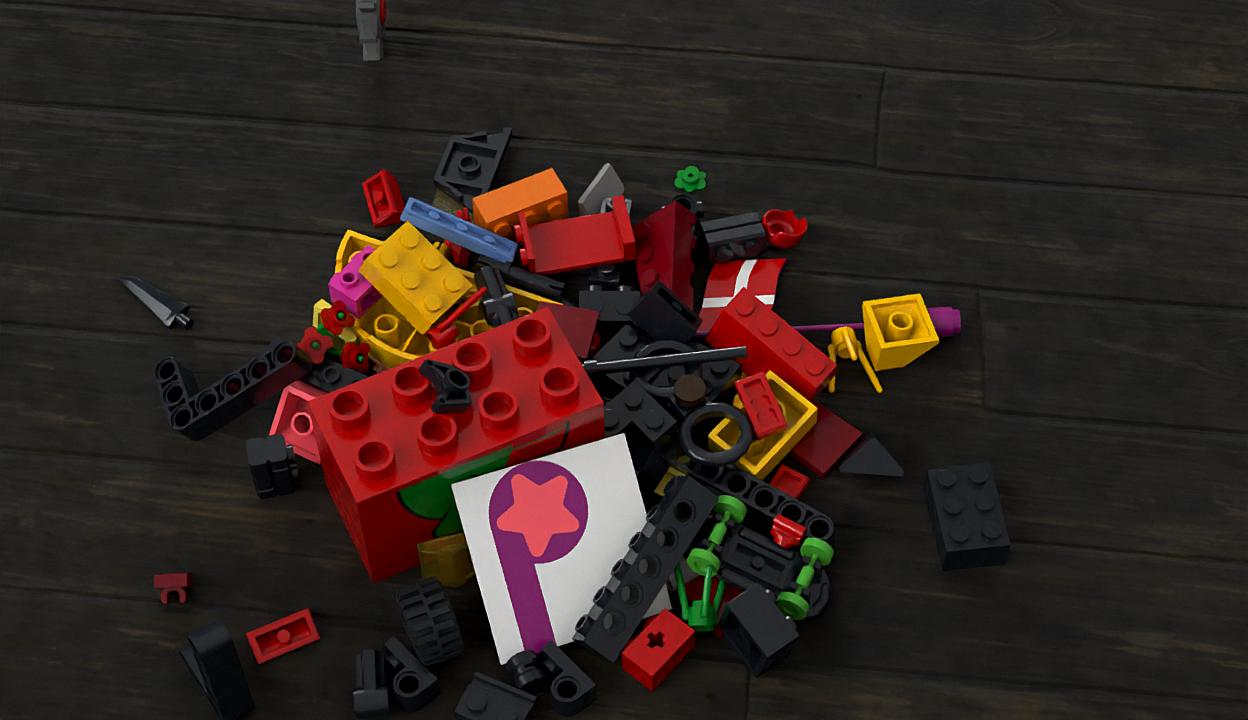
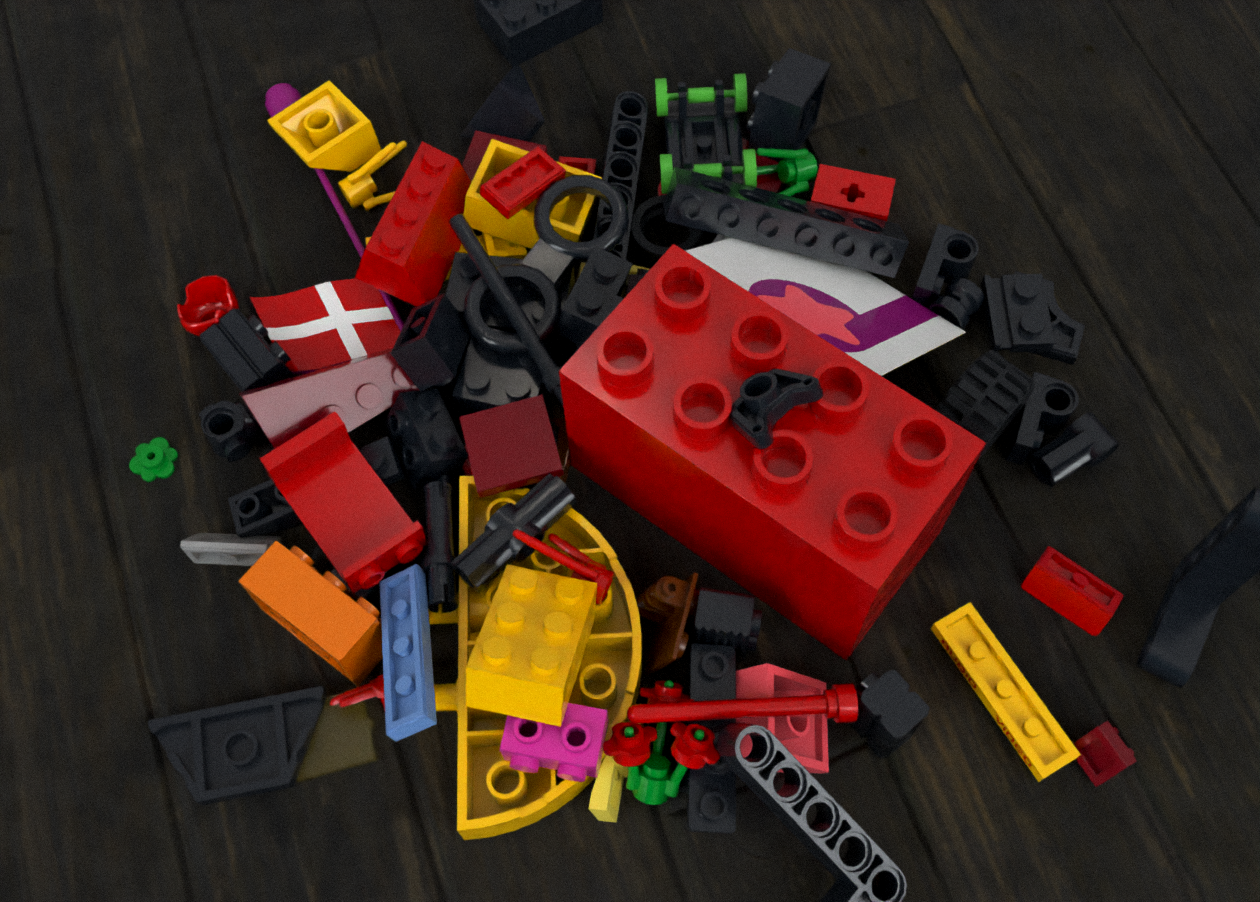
camera: 115 degrees left, 10 degrees up
(246, 551) = (1005, 692): none -> yellow plate
(291, 425) = (835, 703): none -> red piece
(383, 199) = (348, 848): red slope -> none
(689, 390) = (540, 256): dark brown tile -> none
(787, 532) = (654, 129): red plate -> none

